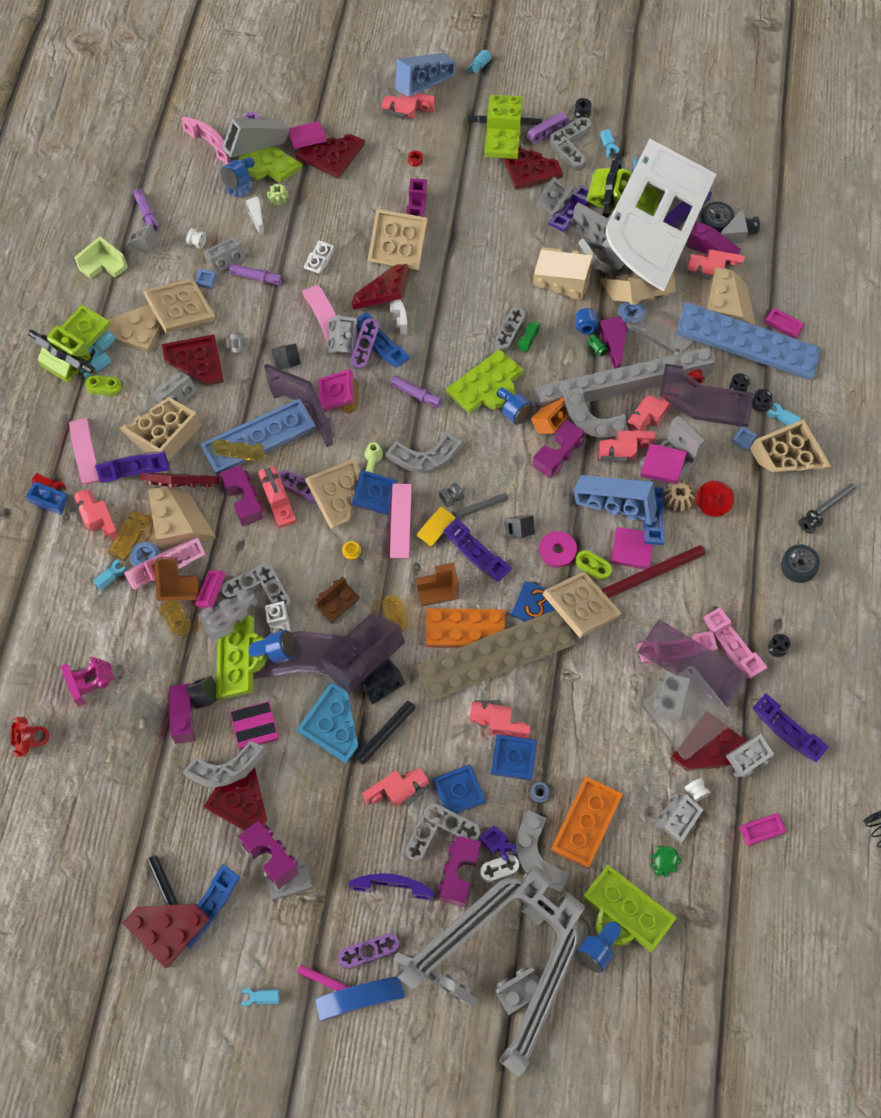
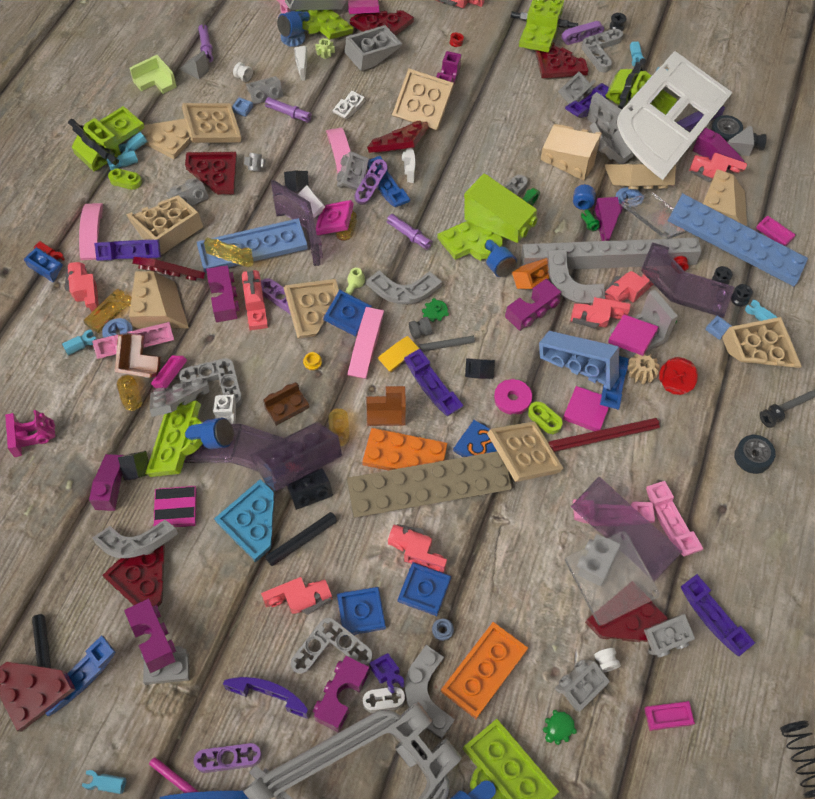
camera: 10 degrees right, 5 degrees down
(303, 371) = (316, 204): none -> white slope
(328, 185) = (371, 47): none -> light grey slope
(461, 472) = (435, 310): none -> green piece
(504, 354) = (498, 209): none -> lime slope
(779, 640) = (722, 525): black wheel -> none

